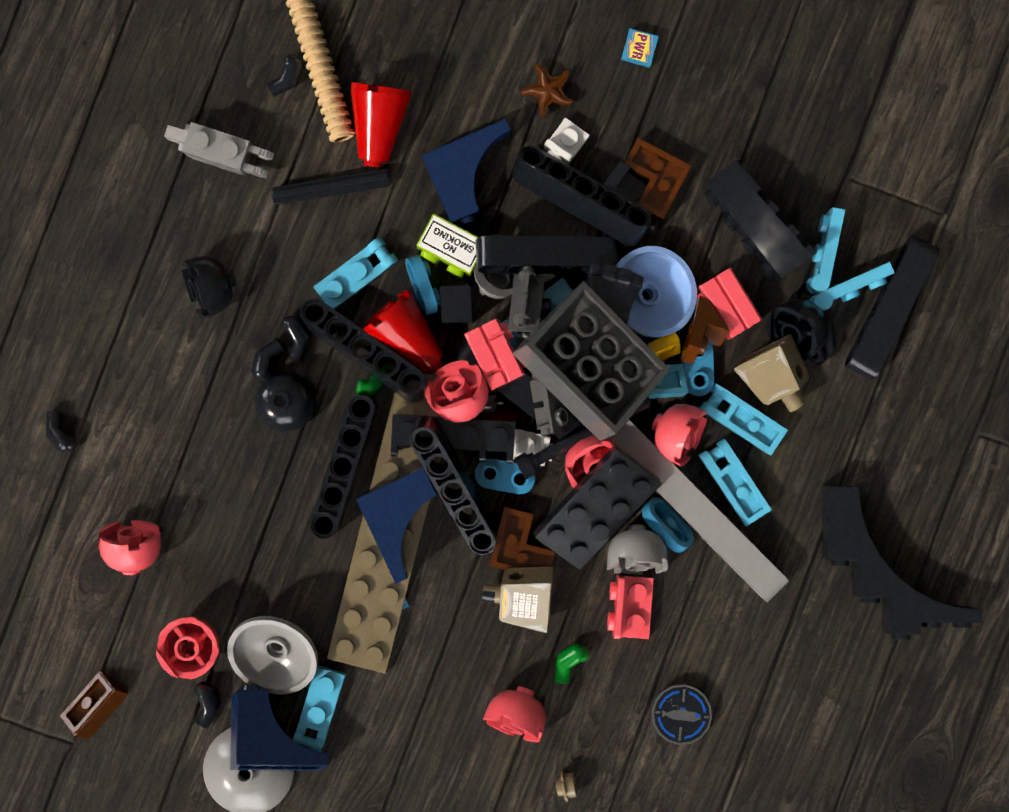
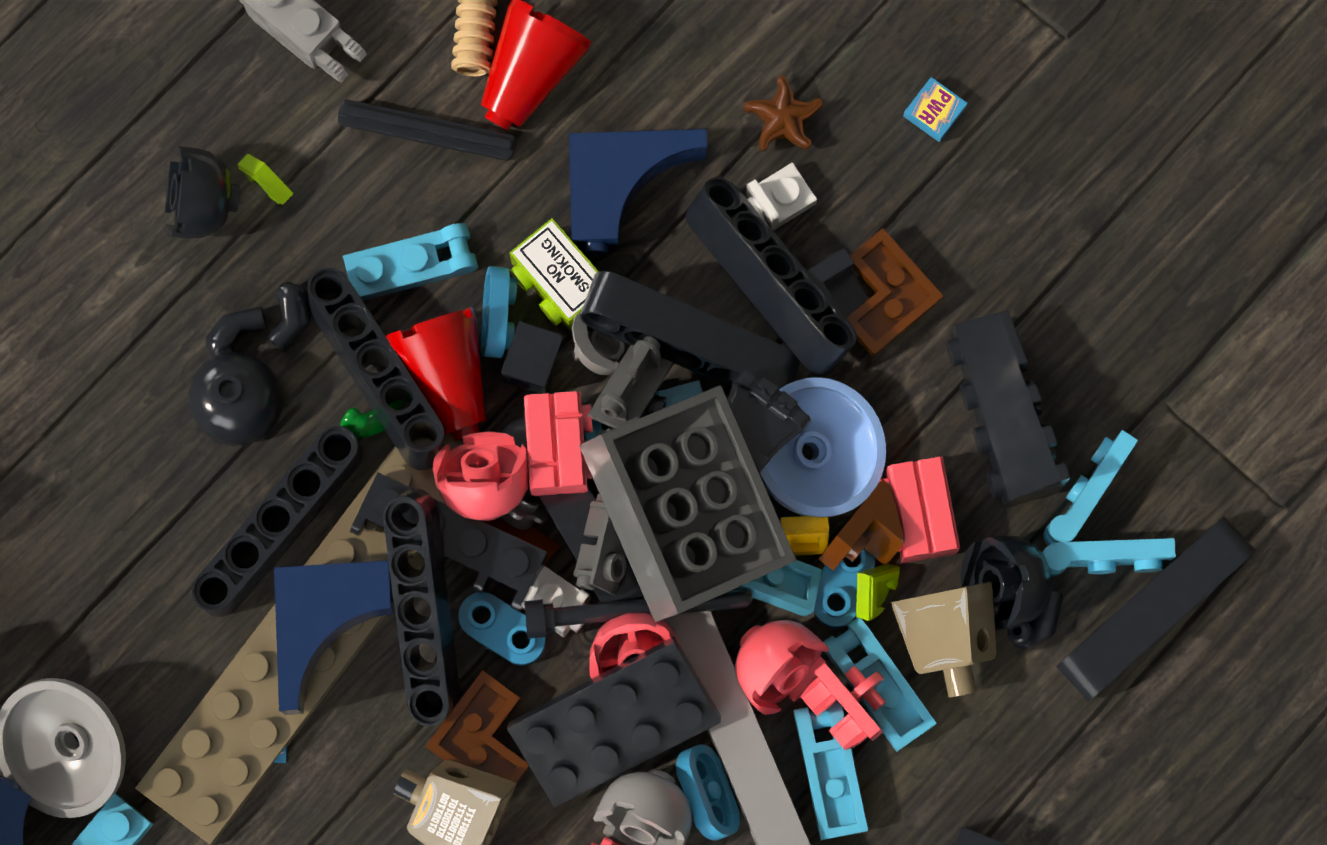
camera: 20 degrees right, 10 degrees down
(244, 257) = (266, 178): none -> lime tile
(718, 363) = (873, 589): none -> lime tile
(743, 450) = (828, 689): none -> coral hips

